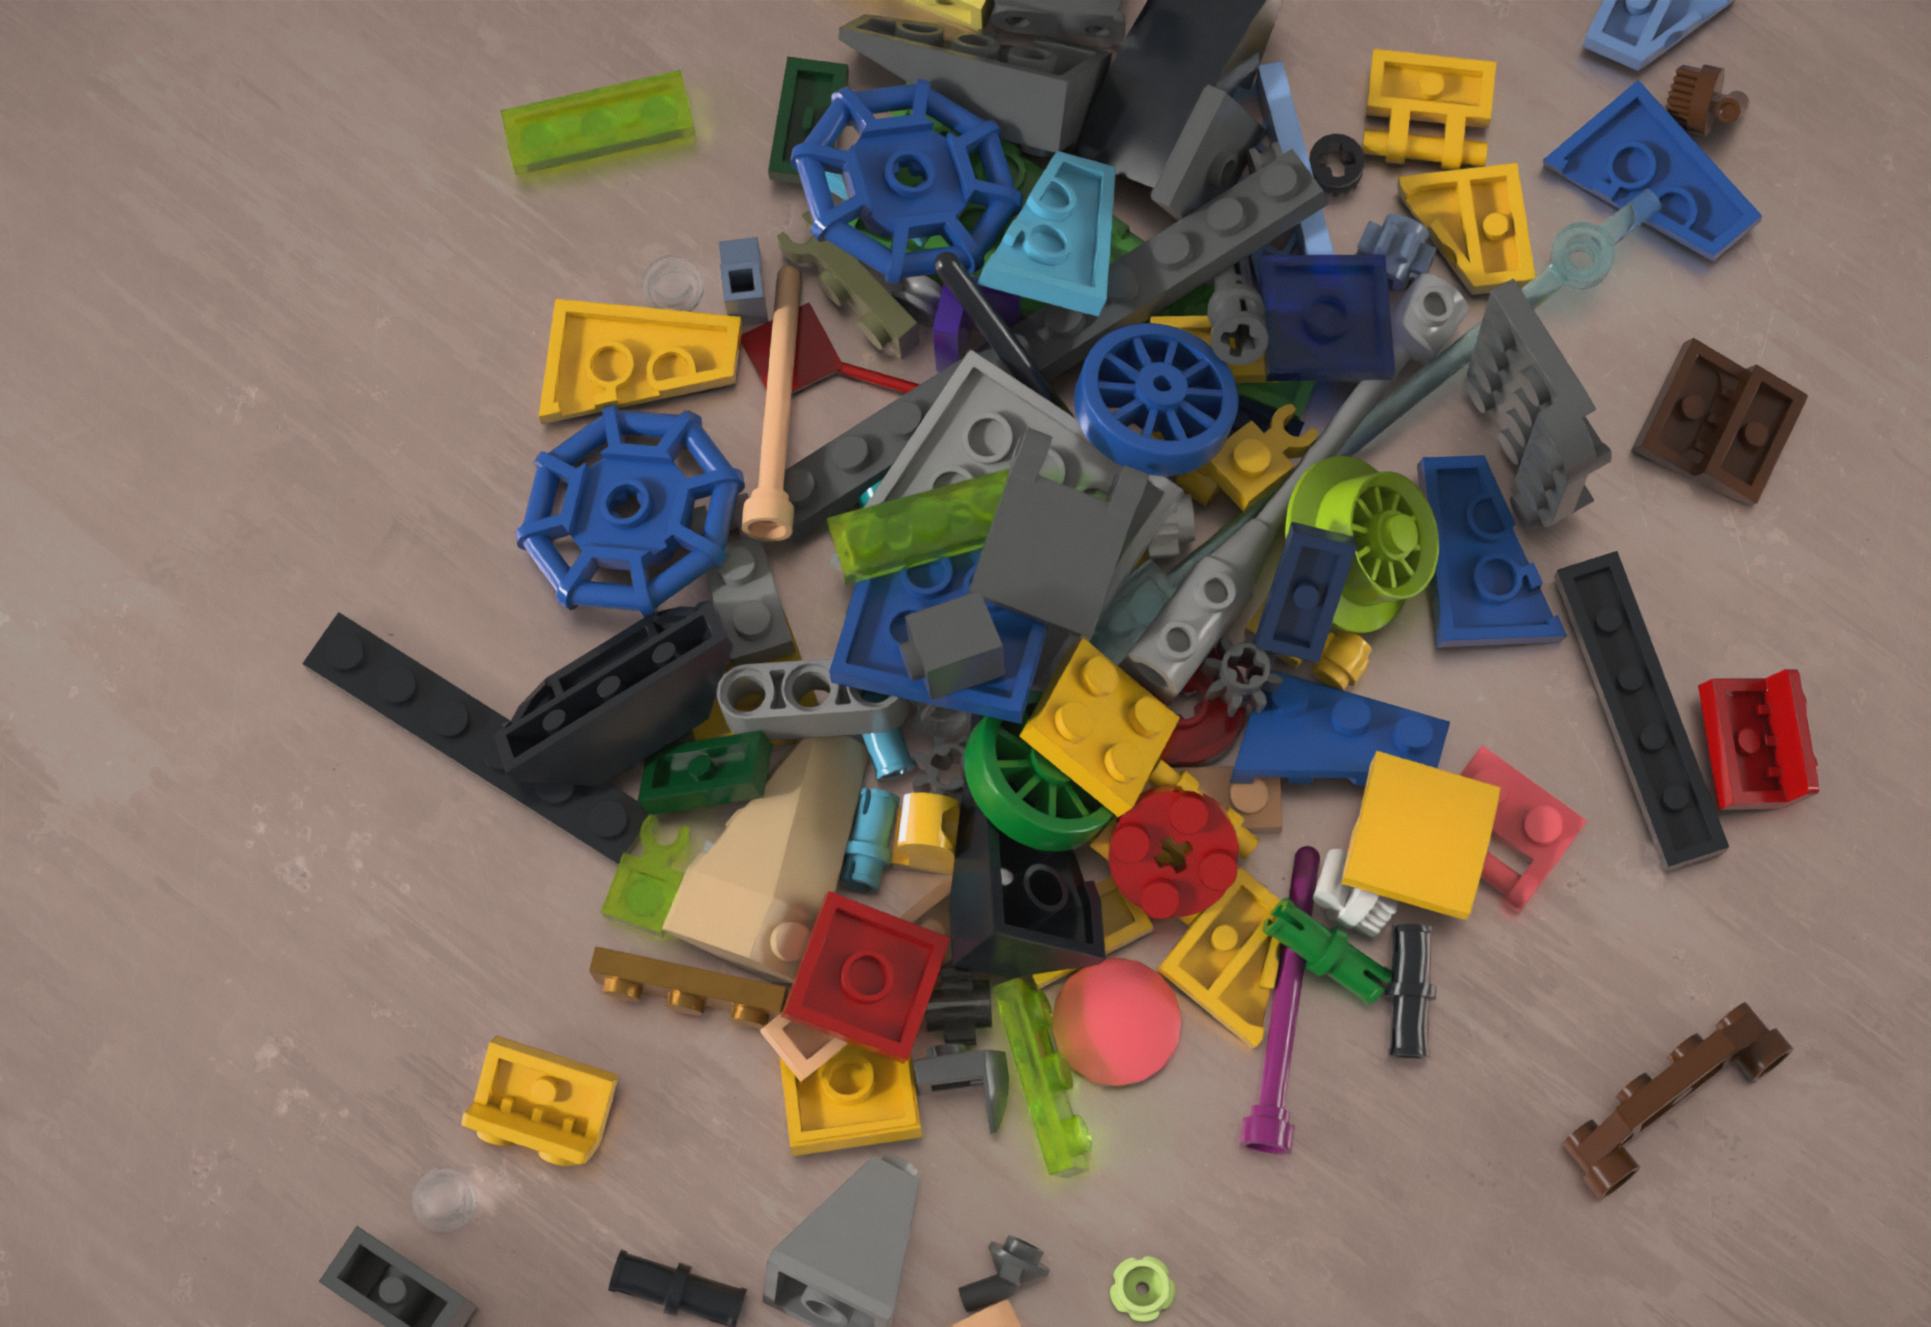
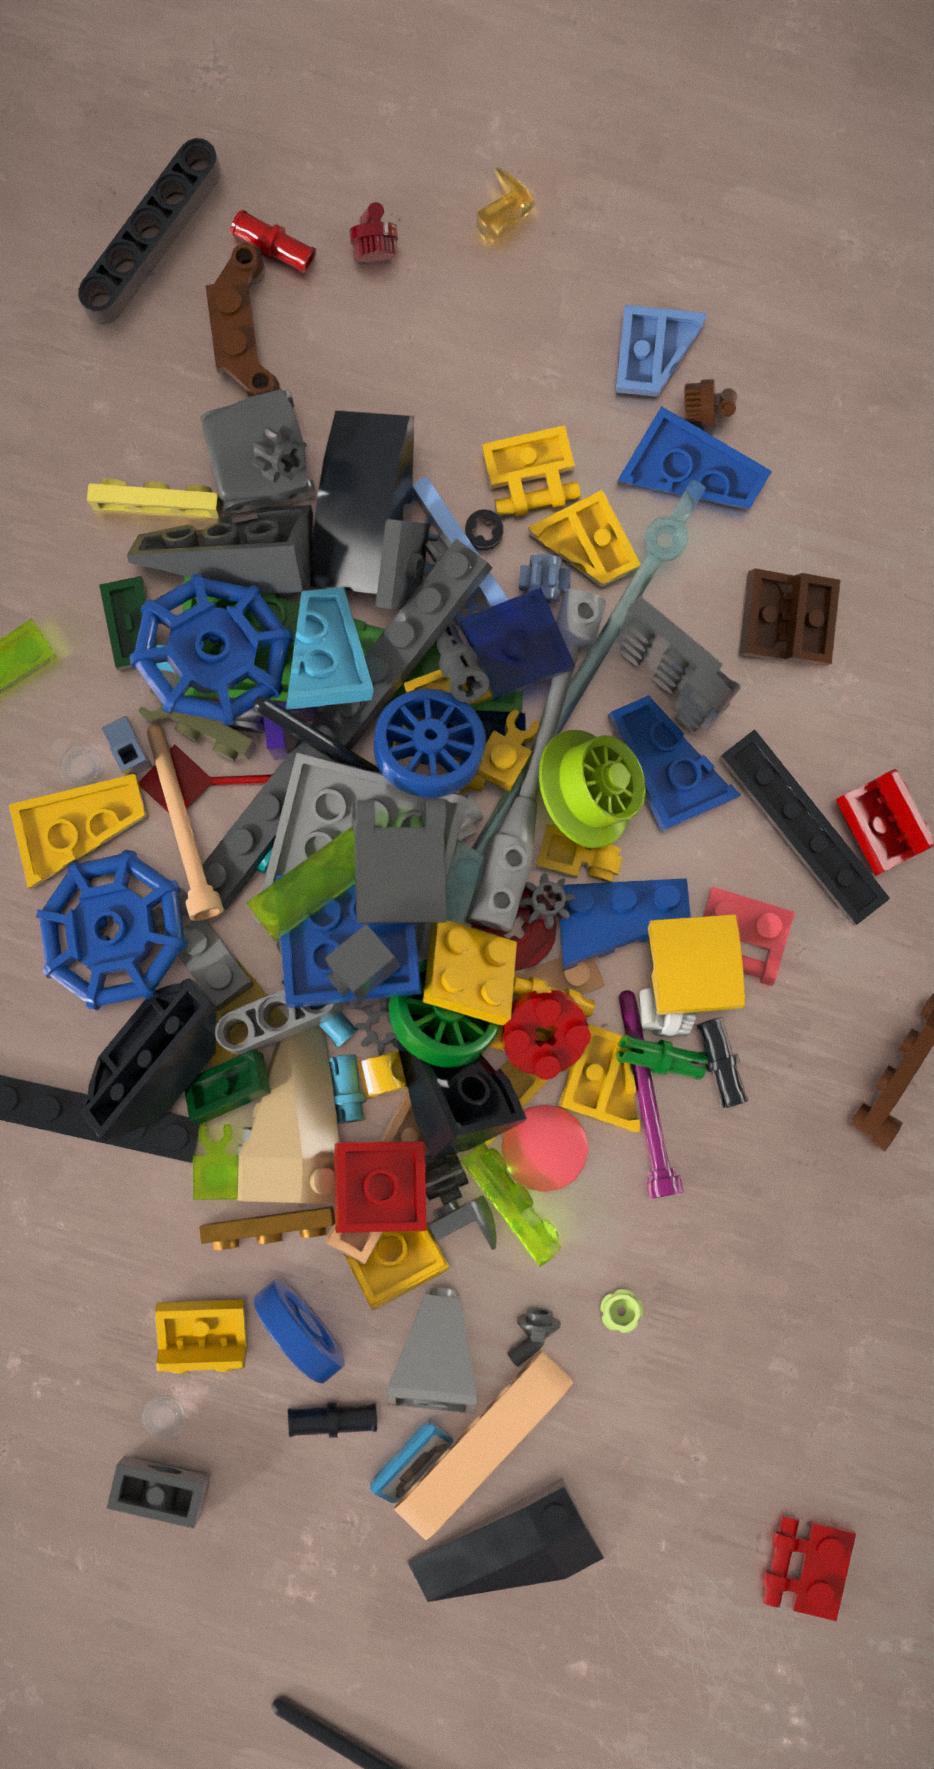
camera: 25 degrees left, 10 degrees up
(678, 1138) = (298, 1331): none -> blue wheel
(1305, 592) = (571, 838): dark blue plate -> none

